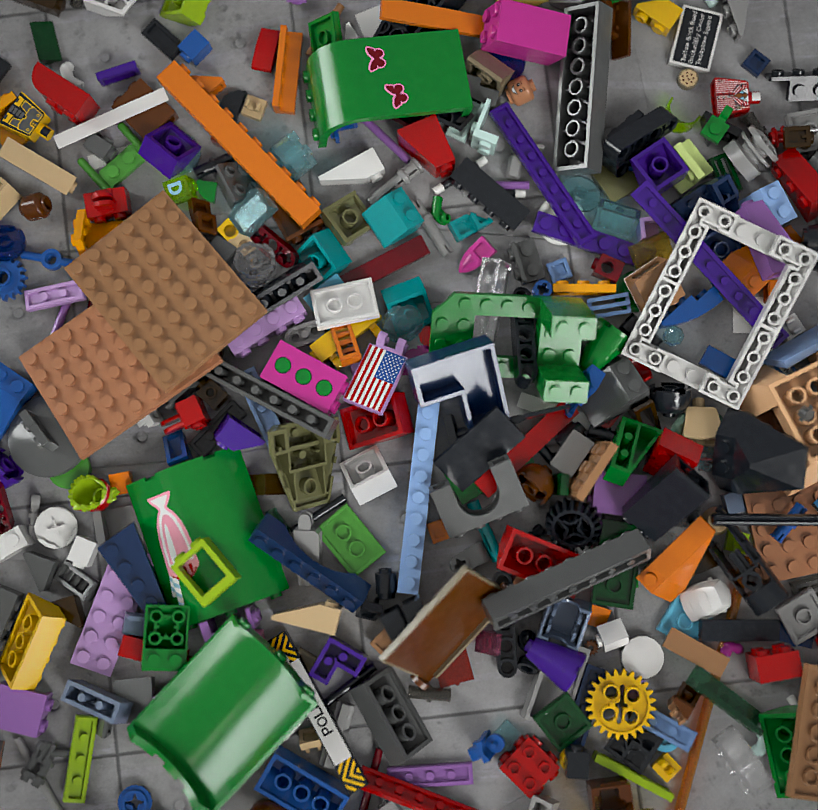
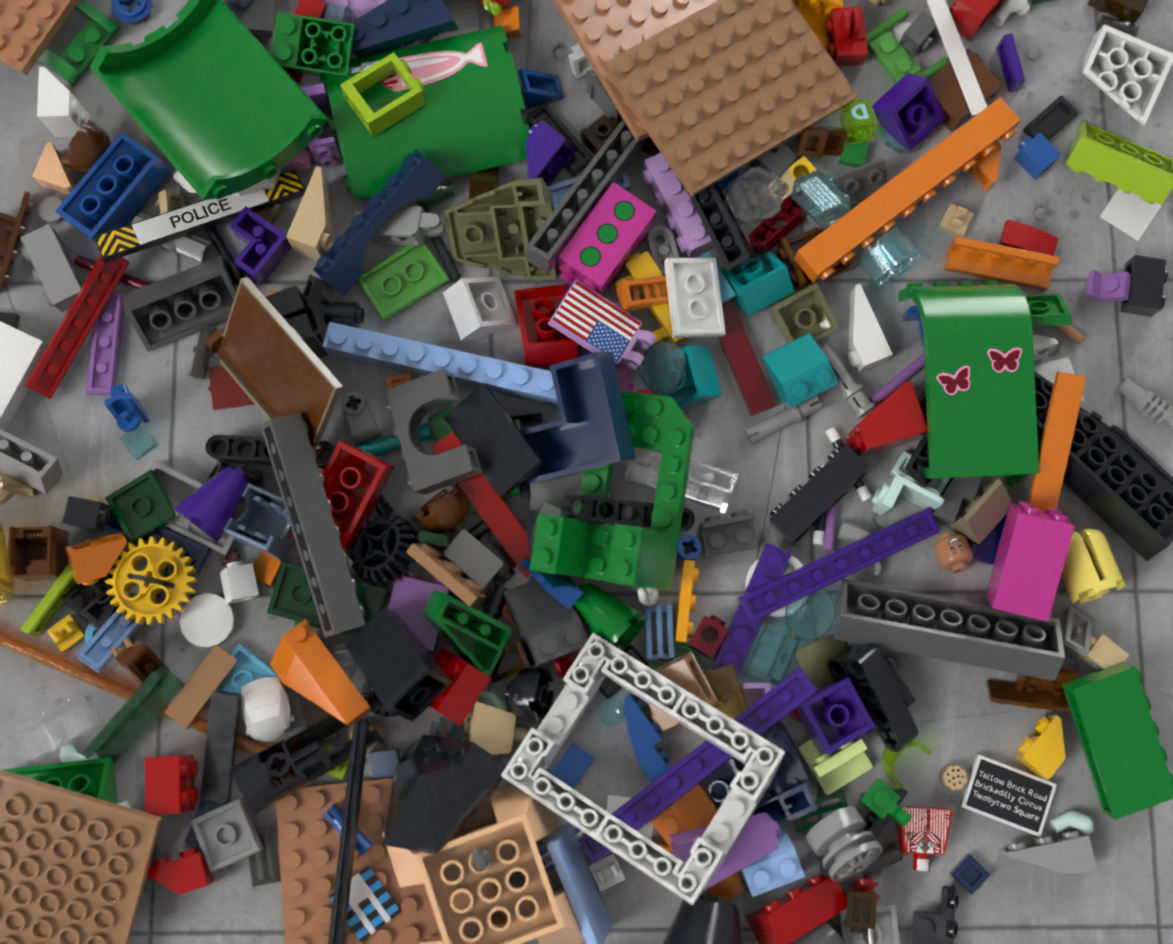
camera: 90 degrees right, 5 degrees down
(191, 414) = (578, 103): red brick -> none
(209, 167) = (880, 151): black pin -> none
(233, 102) = (960, 194): black tile -> none
(438, 213) = (802, 430): green arm -> none
(467, 226) = (781, 466): teal slope -> none
(473, 256) = (748, 478): dark pink plate -> none
(488, 643) = (249, 426): clear pink bracket -> none
(529, 765) = (96, 461): red brick -> none
(559, 270) = (713, 575): medium blue tile -> none
(608, 750) = (94, 557): none -> orange slope
(730, 647) = (199, 736): magenta arm -> none

